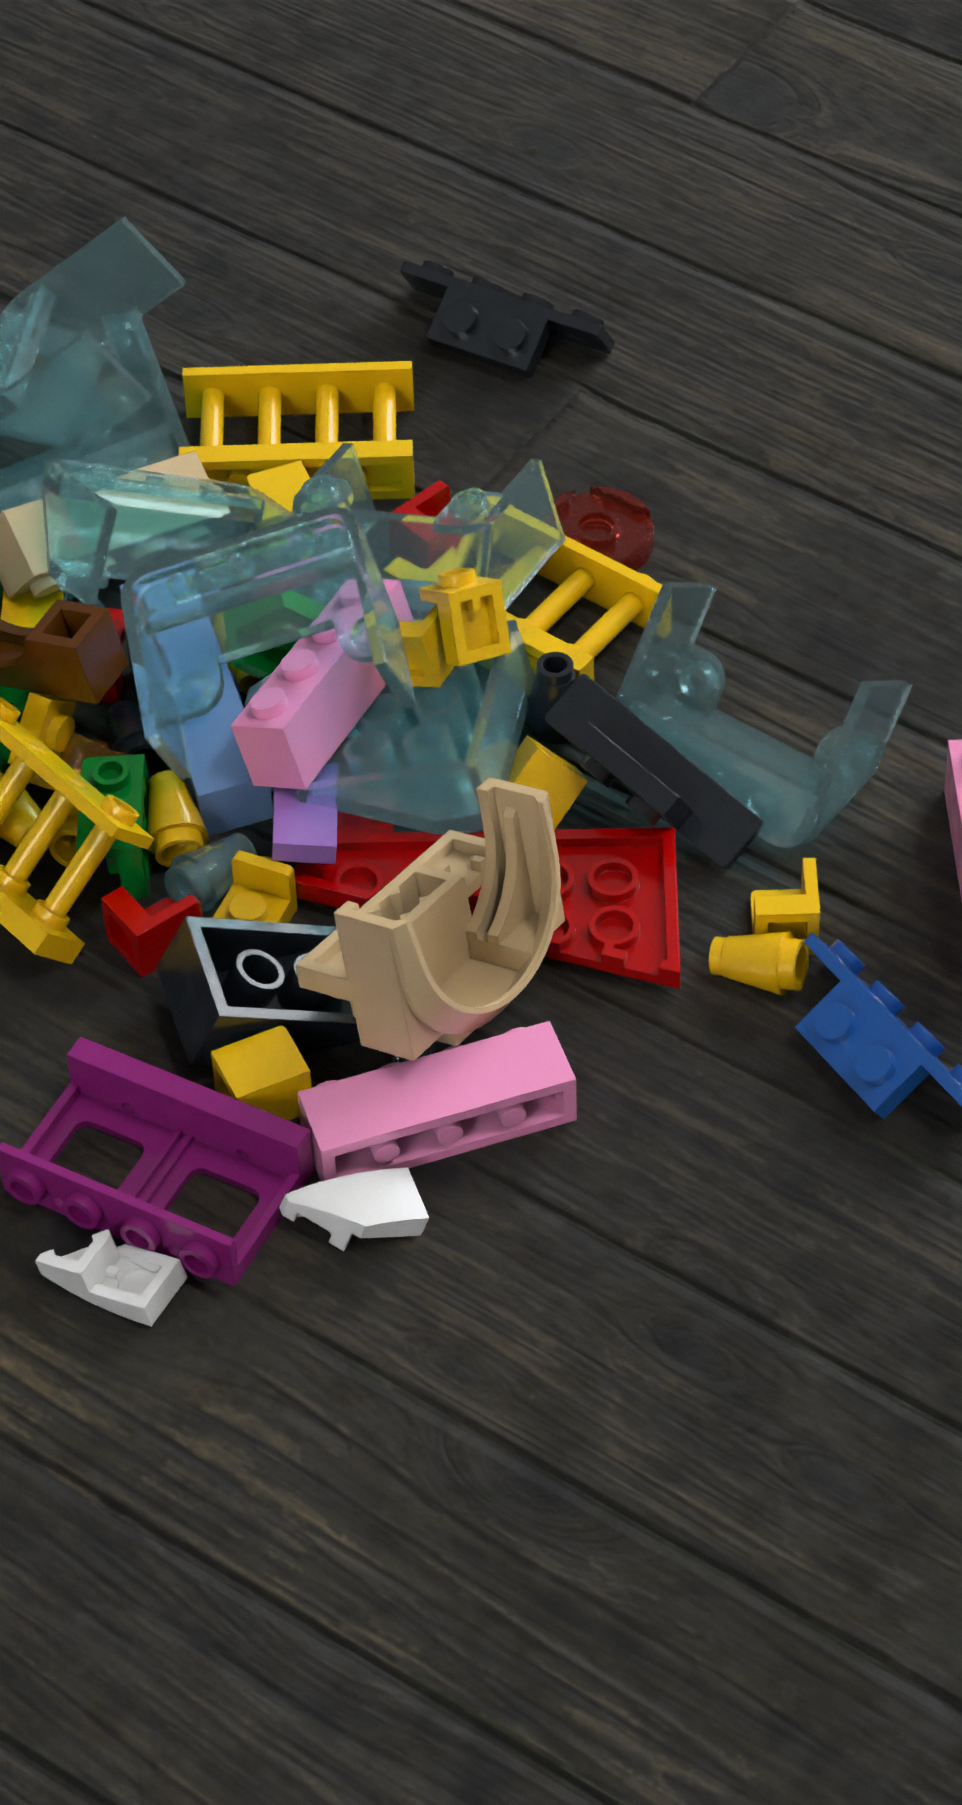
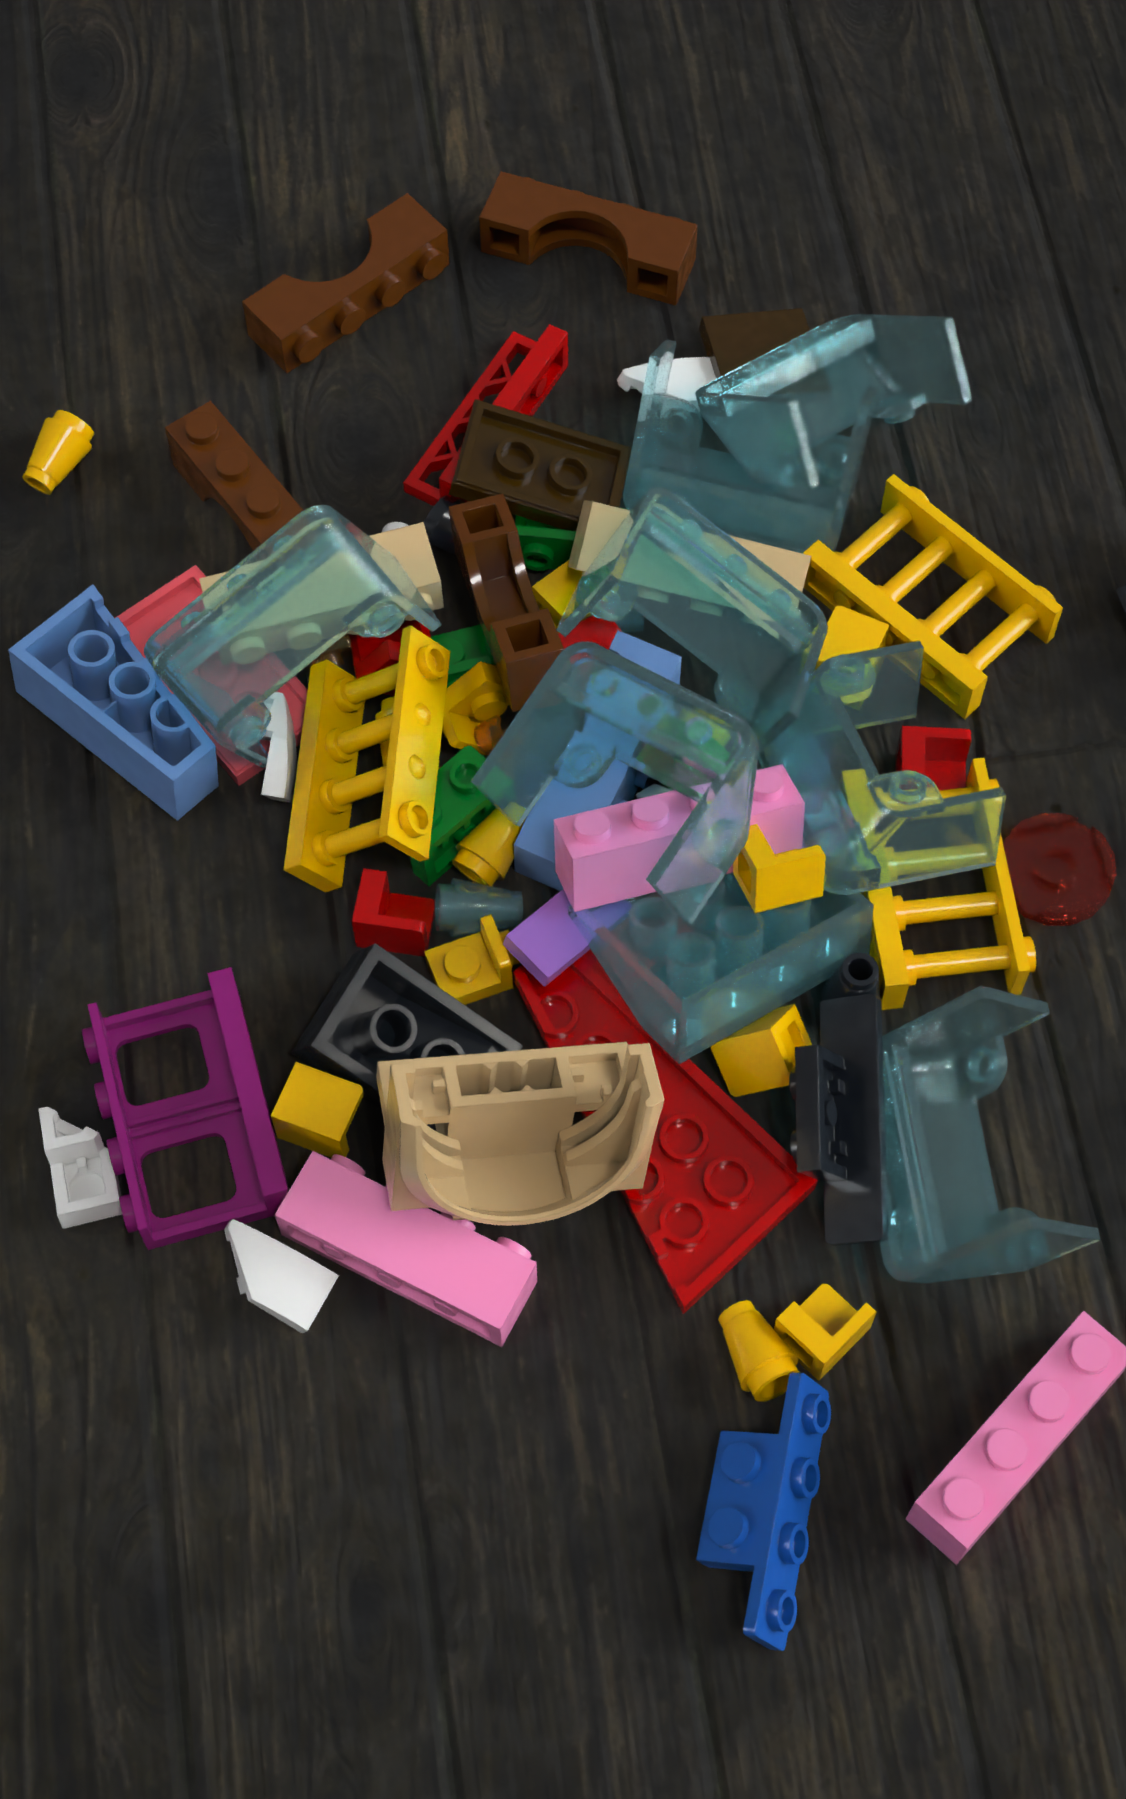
camera: 45 degrees right, 15 degrees up
(469, 616) = (815, 879): yellow bracket -> none

